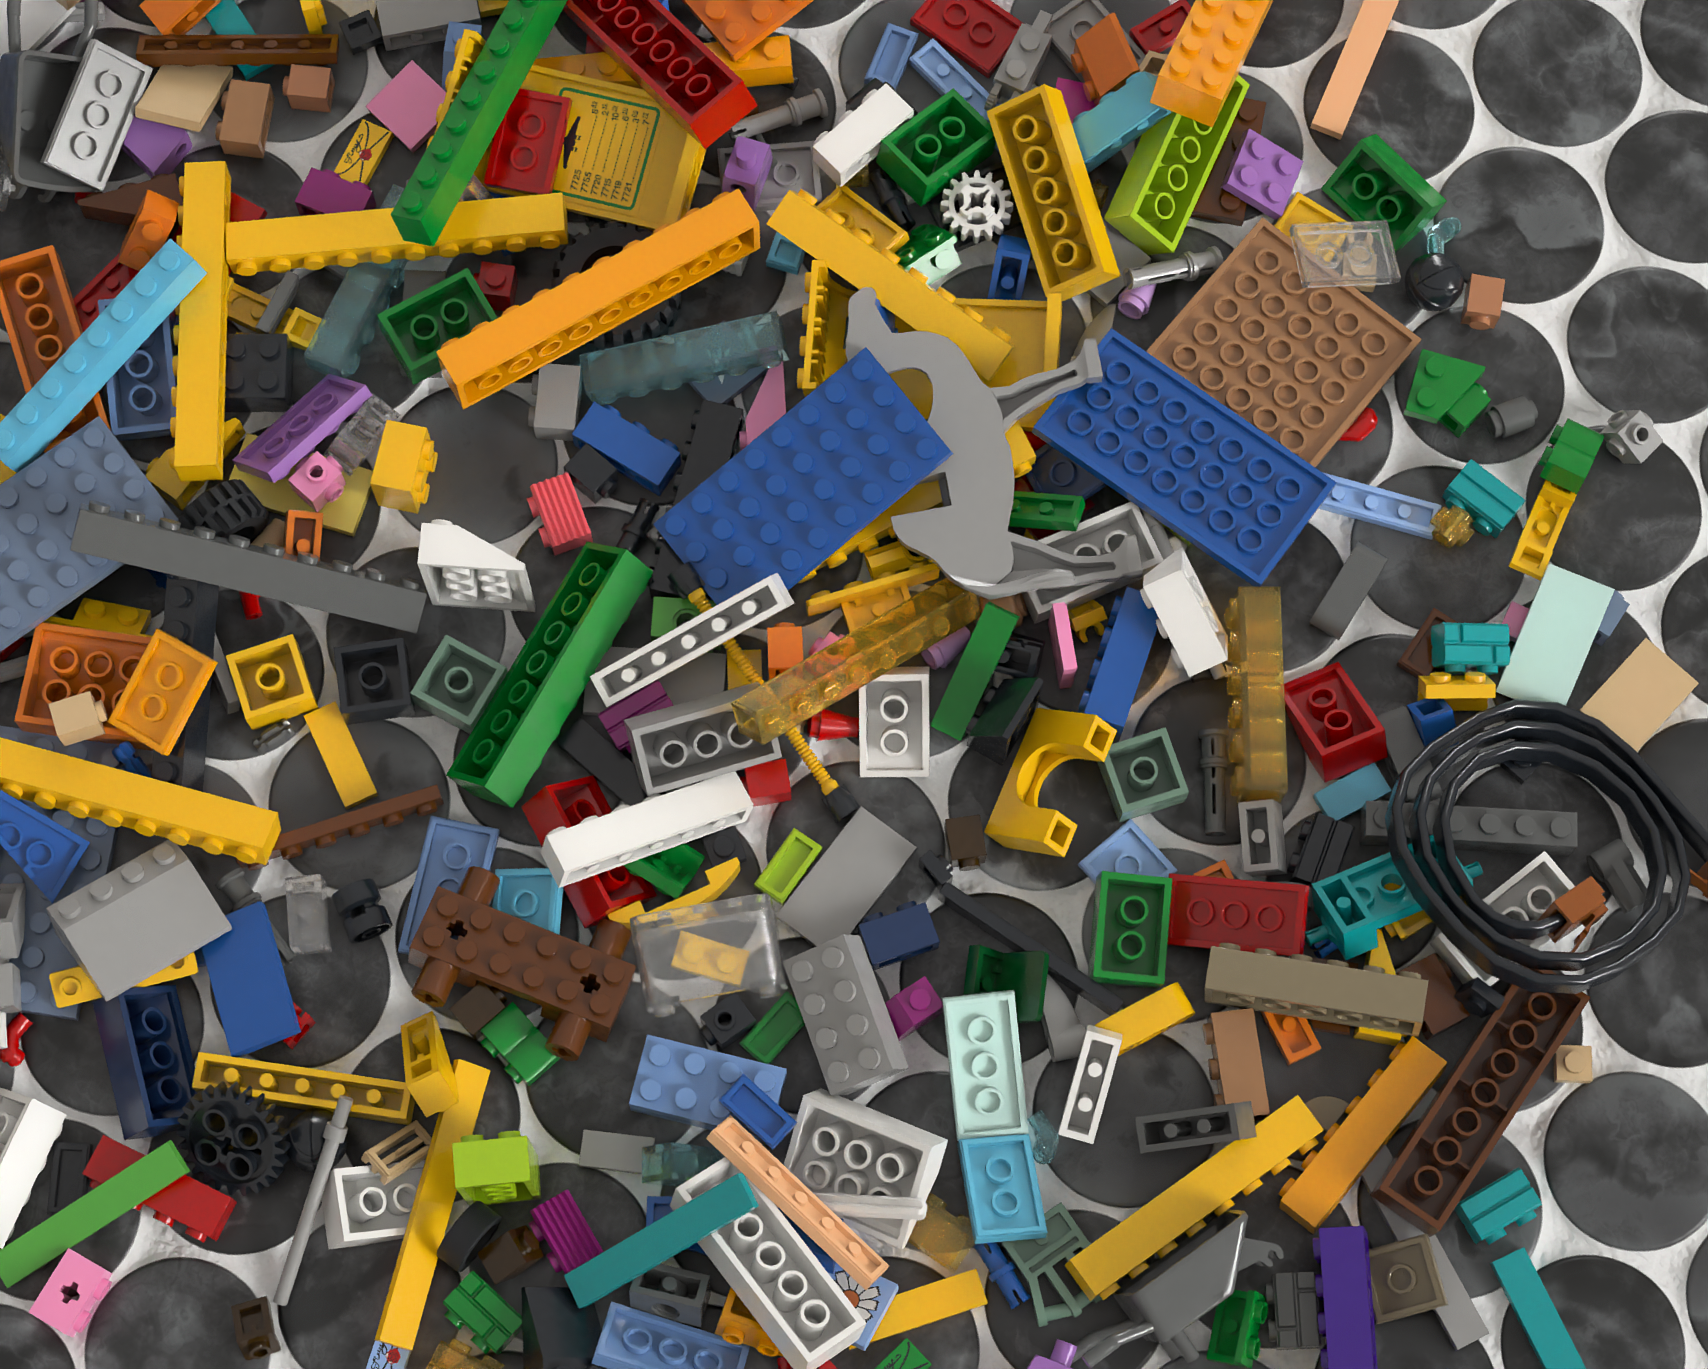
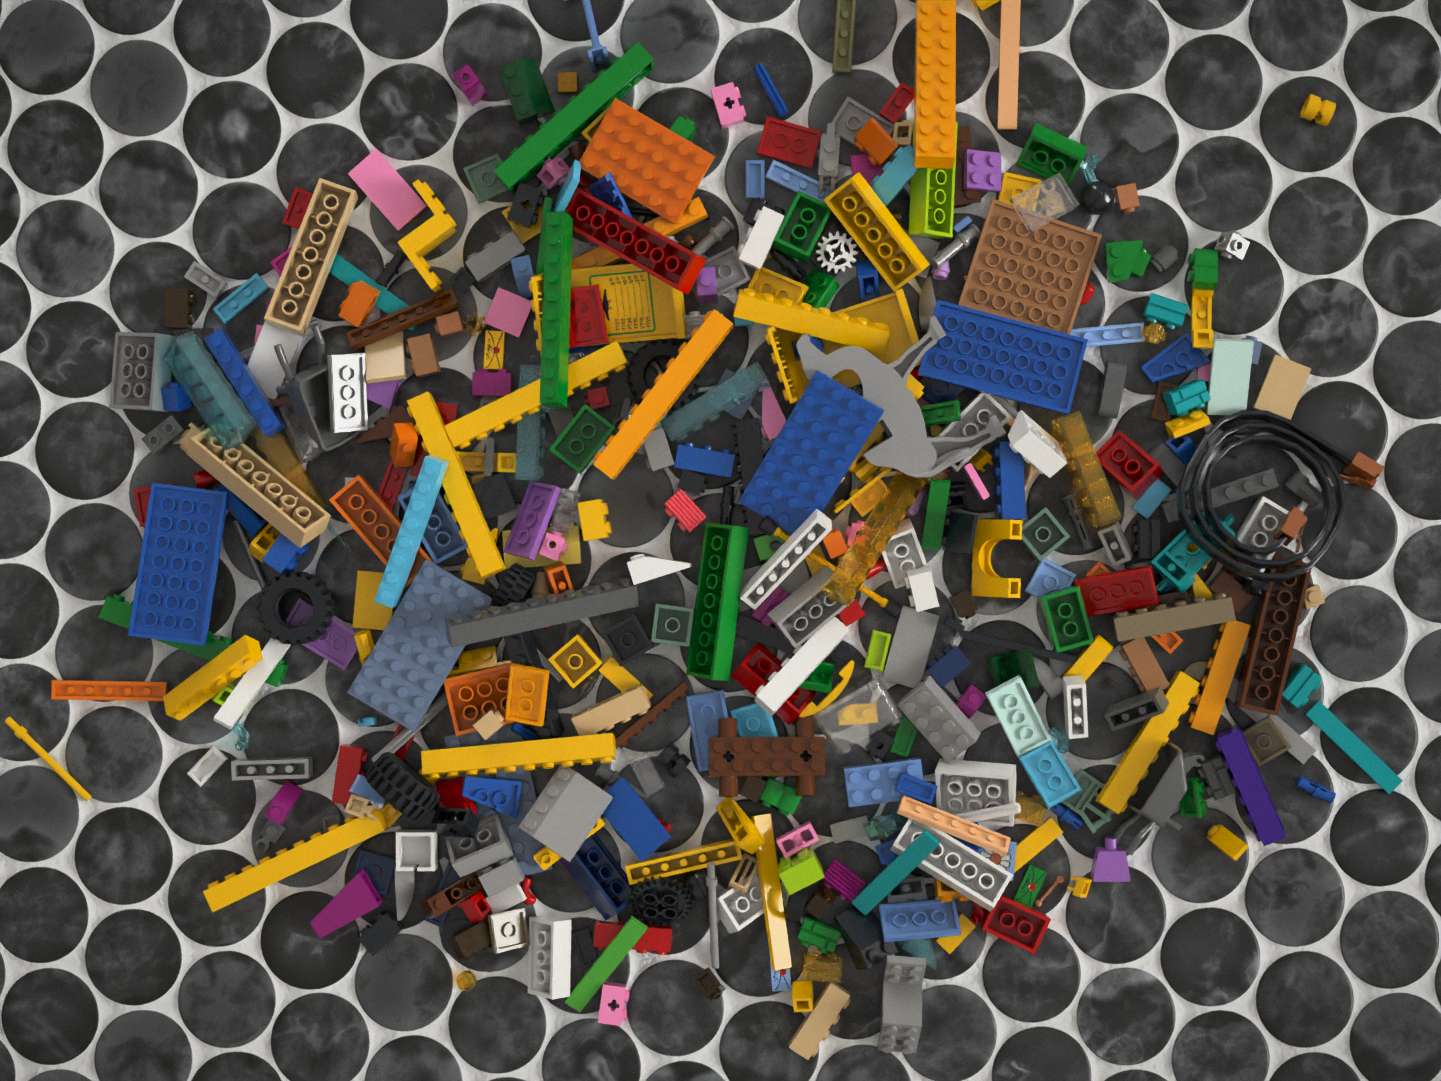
camera: 20 degrees left, 15 degrees up
(299, 787) = (611, 711): none -> tan brick
(348, 94) = (471, 320): none -> clear yellow gear
(532, 1120) = (797, 839): none -> bright pink brick
(903, 787) = (922, 588): none -> white brick
(1197, 241) = (961, 225): none -> medium blue tile
(1472, 582) = (1174, 360): none -> blue wing

